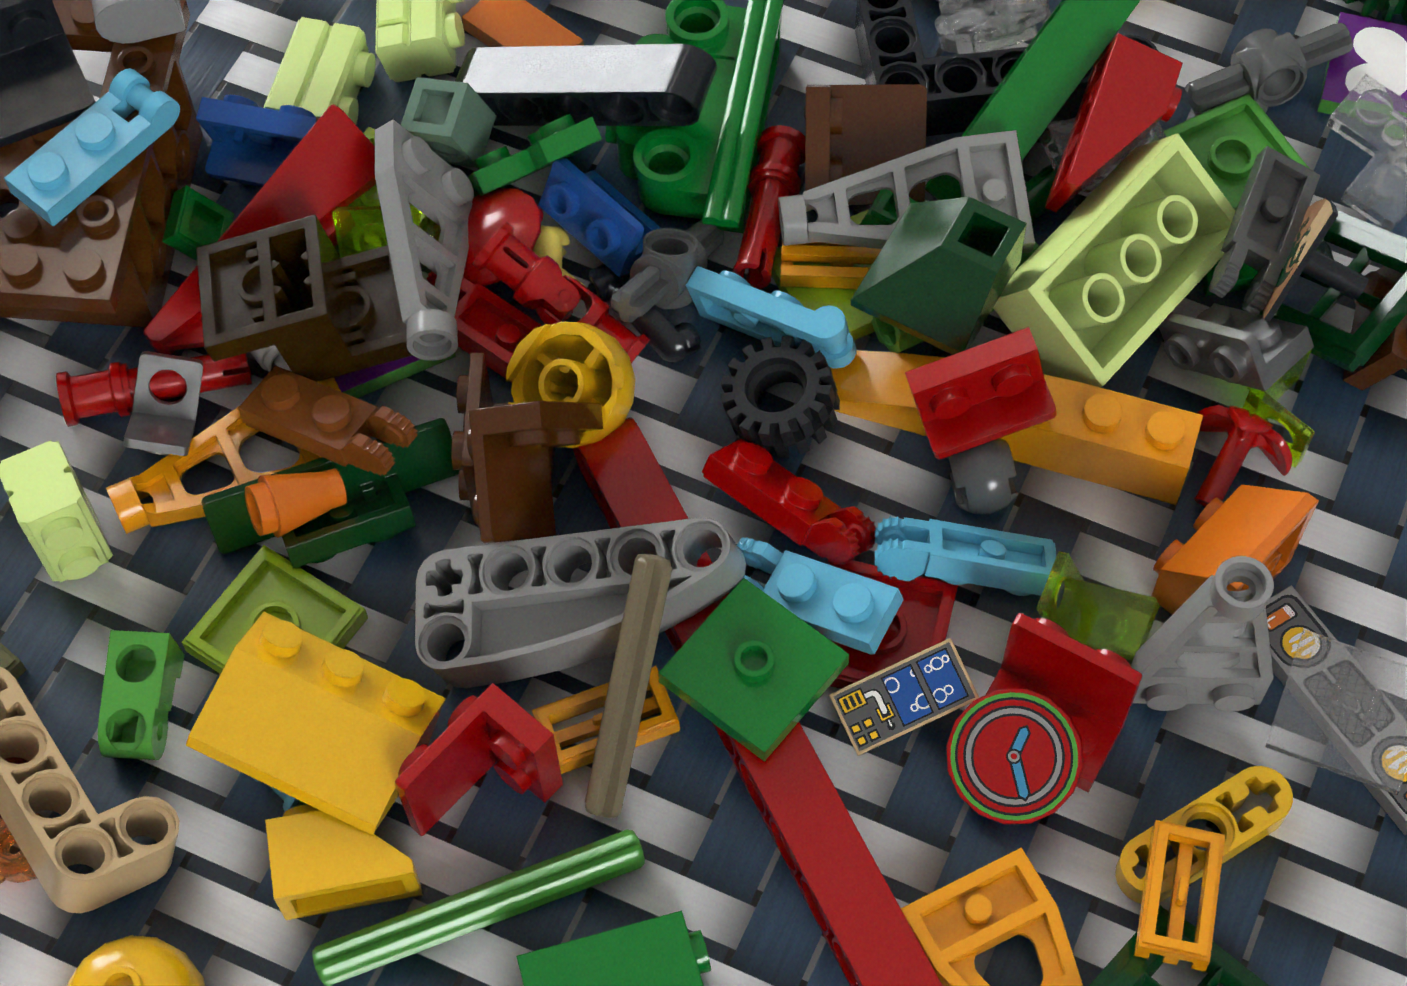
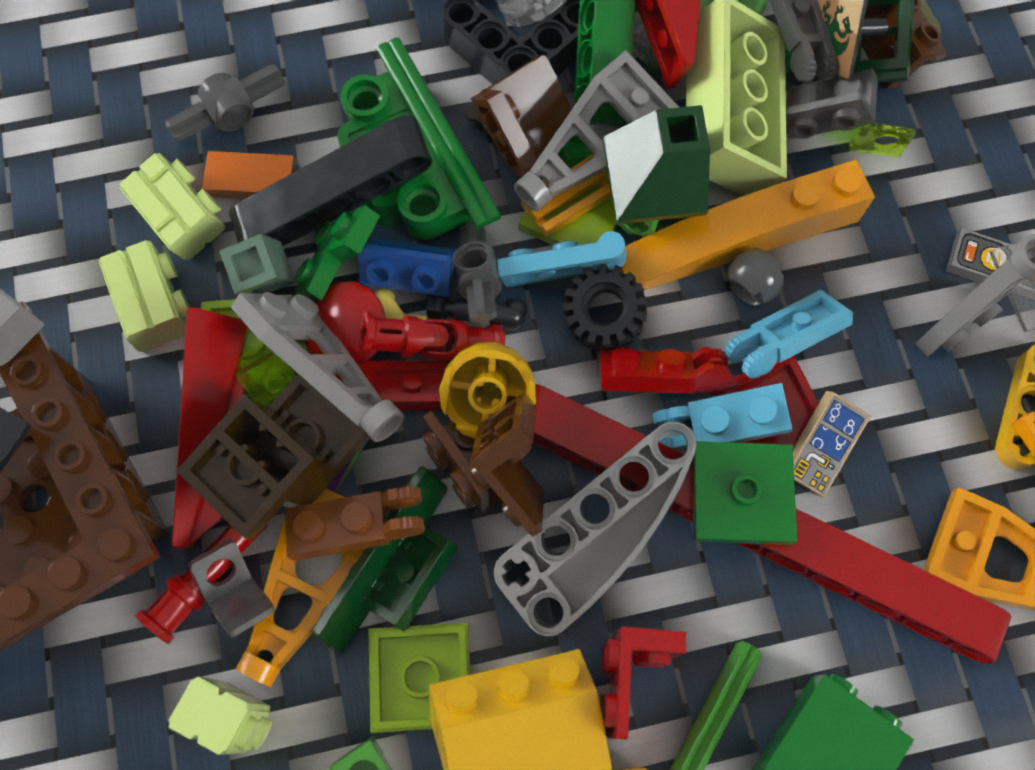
camera: 40 degrees left, 10 degrees up
(93, 147) = (51, 456): medium azure plate -> none
(194, 221) = (144, 447): green tile -> none
(250, 139) = (141, 364): blue bracket -> none
(291, 500) = (373, 591): orange cone -> none
(595, 698) = (686, 546): light orange tile -> none
(628, 685) = (687, 557): dark tan axle -> none
(775, 176) = (494, 176): red pin -> none
(981, 394) = (742, 231): red bracket -> none
(1015, 756) = (912, 435): tile -> none
(1085, 682) = (909, 386): red bracket -> none
(1097, 613) = (886, 316): clear neon green bracket -> none
(1244, 433) = (871, 155): red plant -> none
(1249, 523) = (932, 231): orange slope -> none

